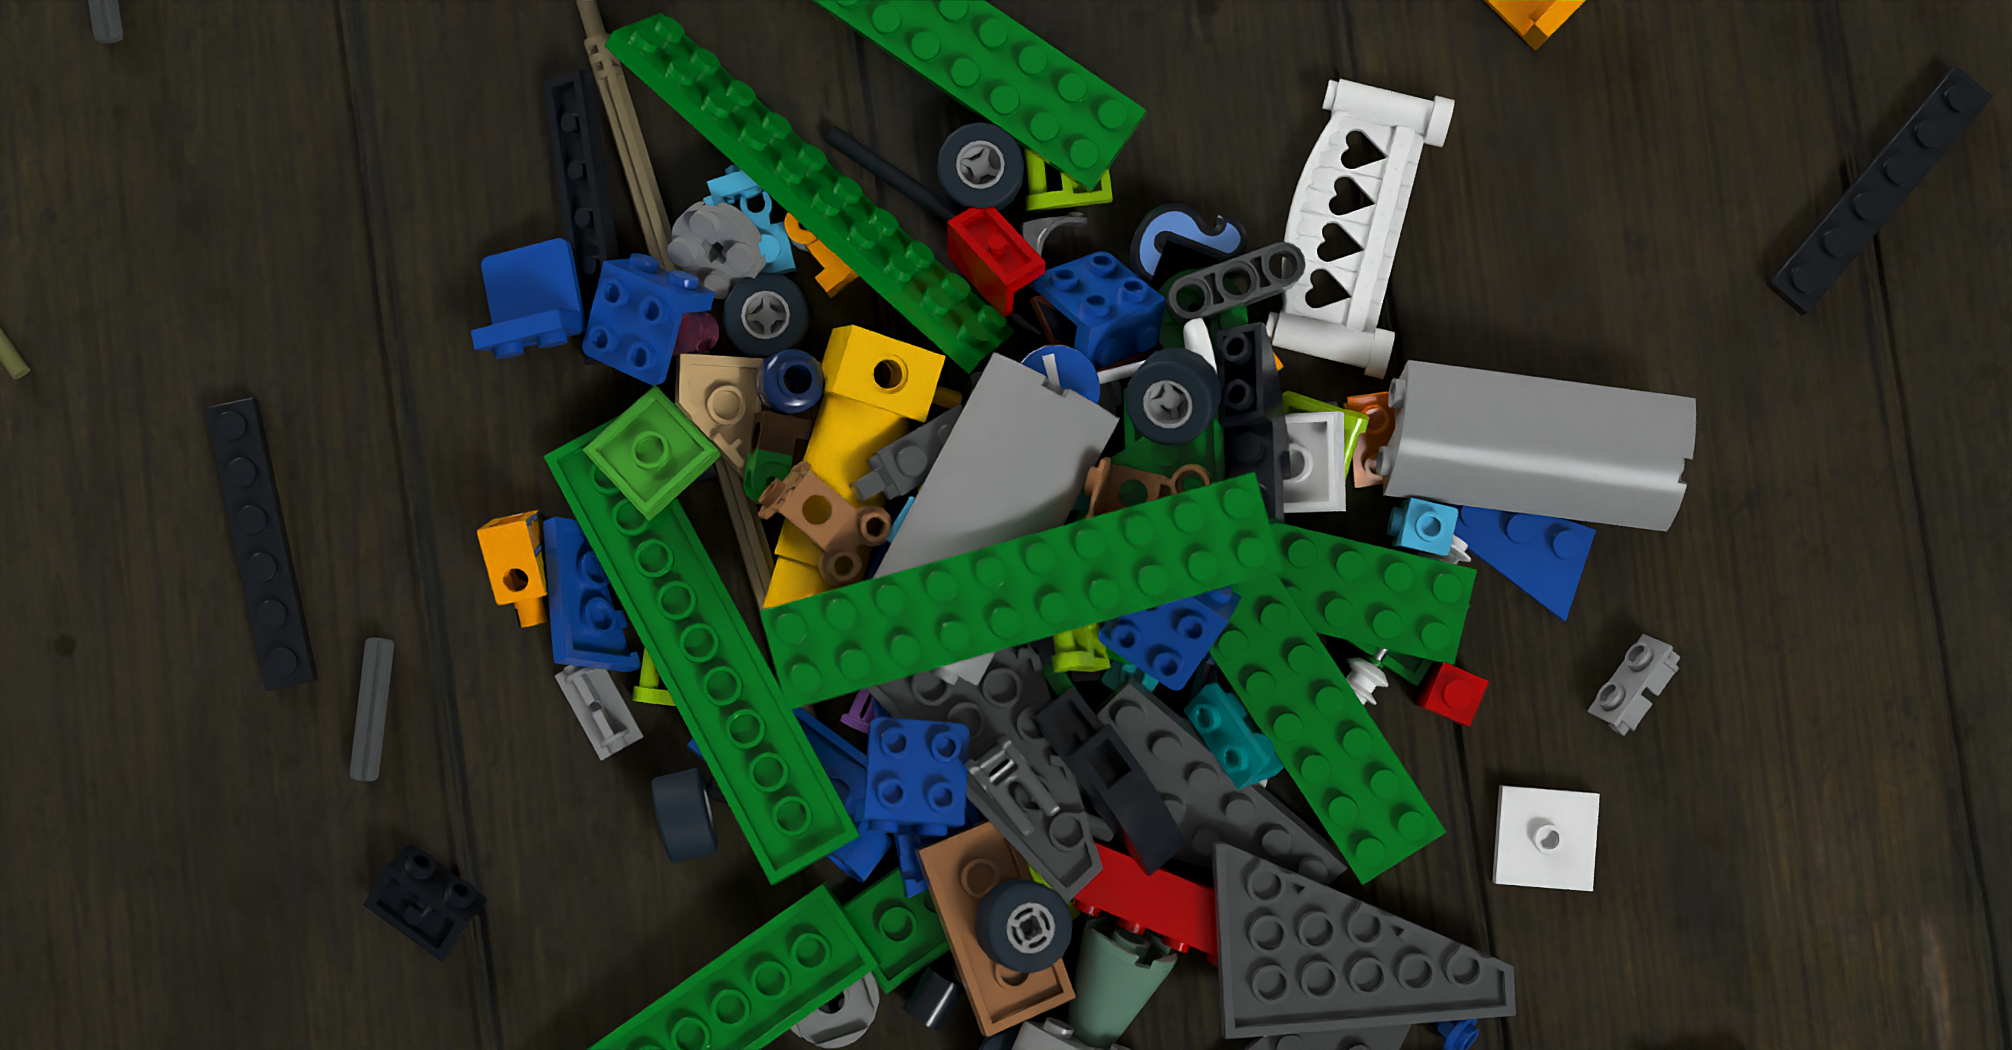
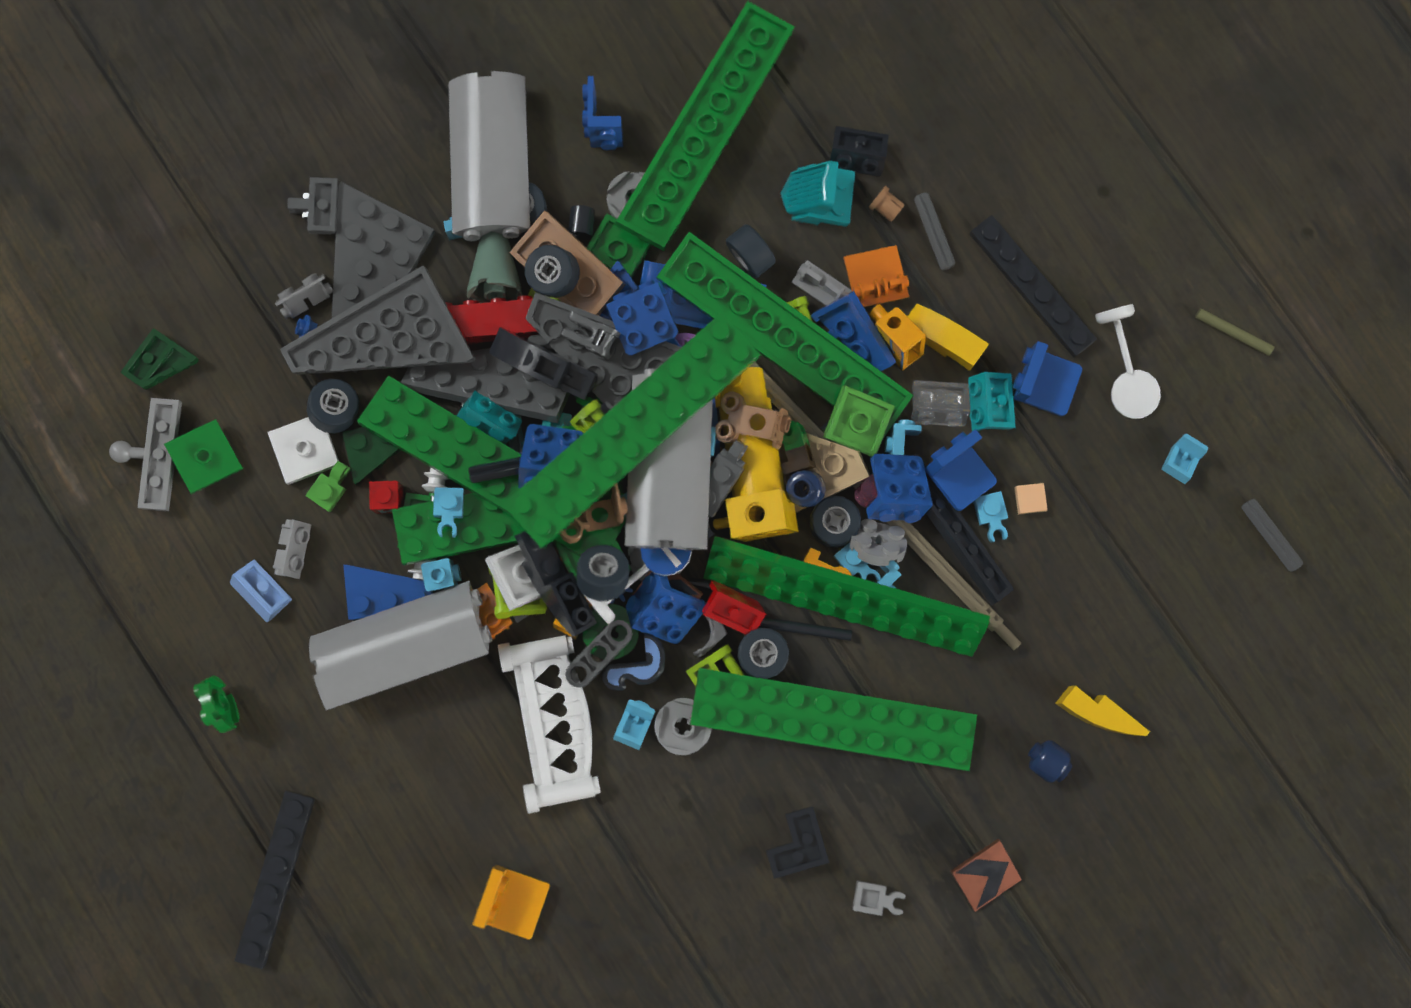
camera: 150 degrees right, 5 degrees down
(171, 153) = (1184, 458): none -> medium azure bracket
(190, 297) = (1135, 391): none -> white piece
(319, 379) = (1046, 380): none -> blue bracket
(425, 388) = (991, 401): none -> teal bracket
(426, 789) = (887, 204): none -> medium nougat bush
(441, 525) = (948, 337): none -> yellow slope
(443, 208) = (1030, 498): none -> light nougat tile
(502, 679) = (877, 276): none -> orange hinge
(506, 425) = (940, 403): none -> clear bracket
(516, 220) = (990, 511): none -> medium azure plate
(526, 858) = (819, 194): none -> teal piece
(609, 395) = (895, 442): none -> medium azure bracket
(1184, 116) = (670, 736): none -> light grey plate
(1230, 156) = (634, 724): none -> medium azure bracket
(1265, 643) = (494, 470): none -> black axle
(1363, 626) = (448, 505): none -> medium azure plate
(1453, 783) = (366, 452): none -> dark green wing
(1487, 874) = (328, 415): none -> black wheel
(1536, 752) = (327, 490): none -> bright green plate
(1711, 644) = (260, 590): none -> light blue slope
(1711, 898) = (203, 456): none -> green plate
(1782, 938) = (157, 463): none -> light grey plate
(1858, 489) = (217, 707): none -> green plate

